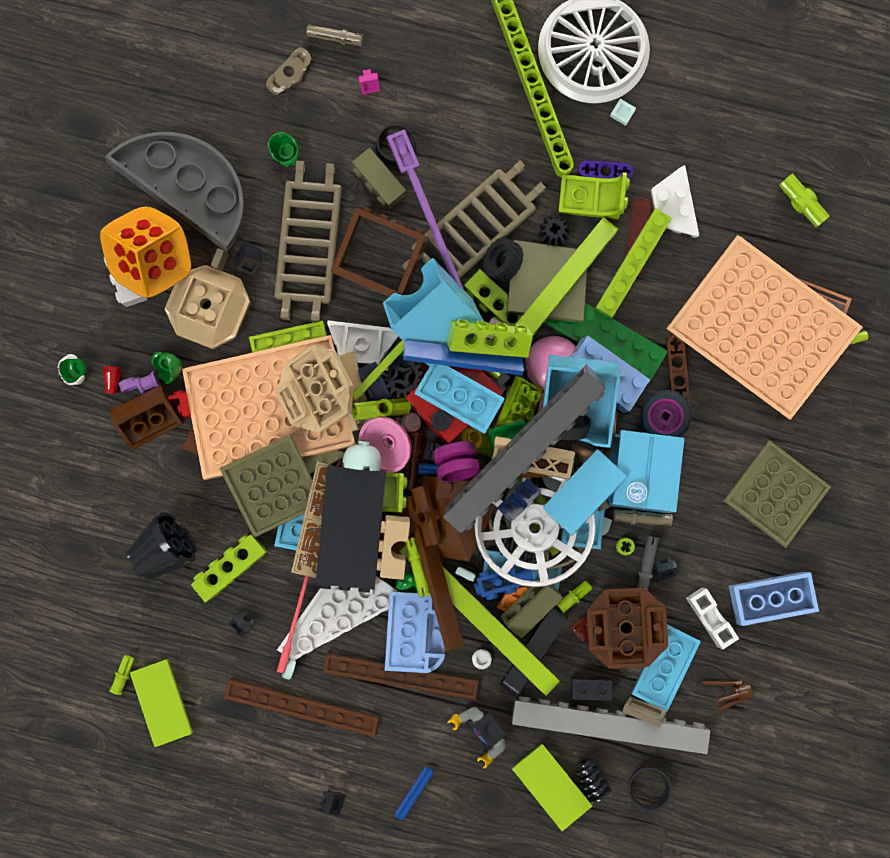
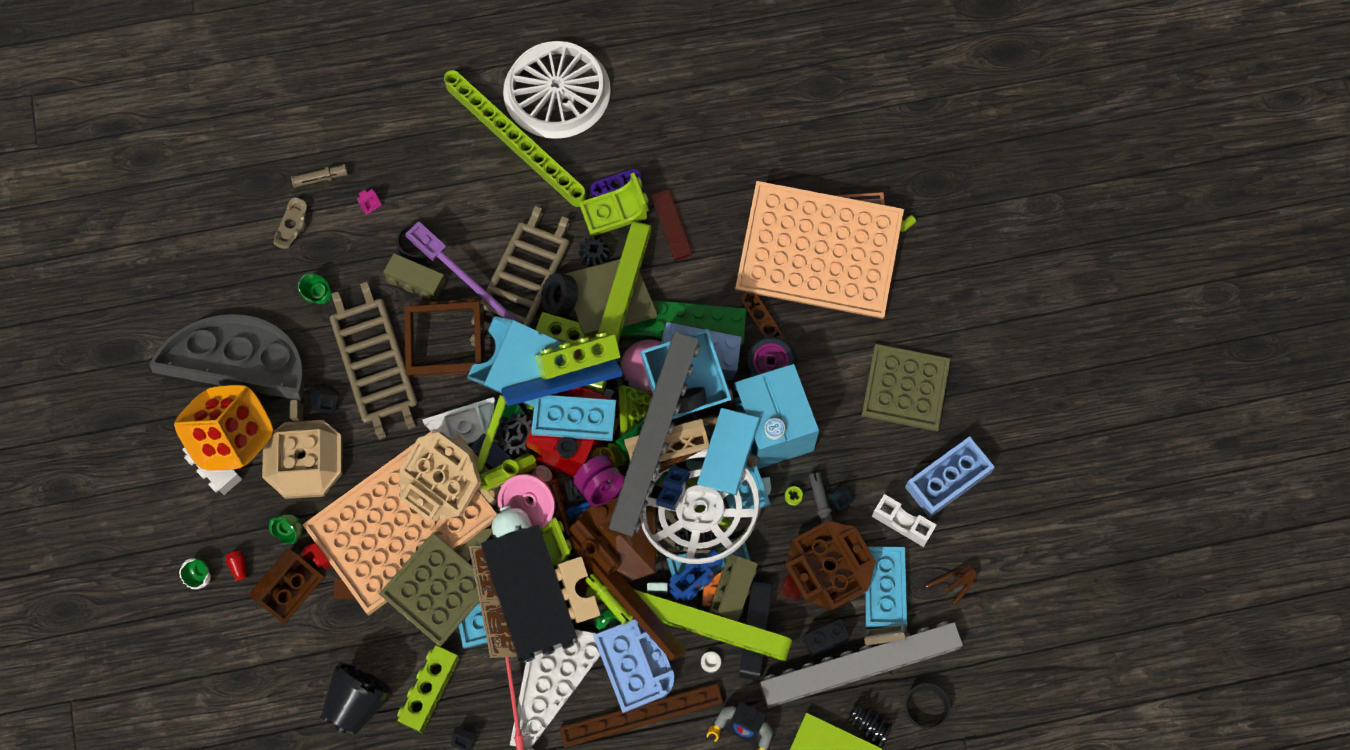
camera: 25 degrees left, 15 degrees down
(141, 383) = (258, 561): medium lavender connector -> none
(287, 336) = (390, 451): lime tile -> none
(574, 596) = (768, 562): lime axle -> none
(623, 112) = (607, 130): light aqua tile -> none
(633, 263) = (677, 247): lime brick -> none
(642, 517) = (790, 464): dark tan pin -> none
(674, 199) = (690, 185): white wing -> none
(804, 200) = (801, 132): lime piece -> none

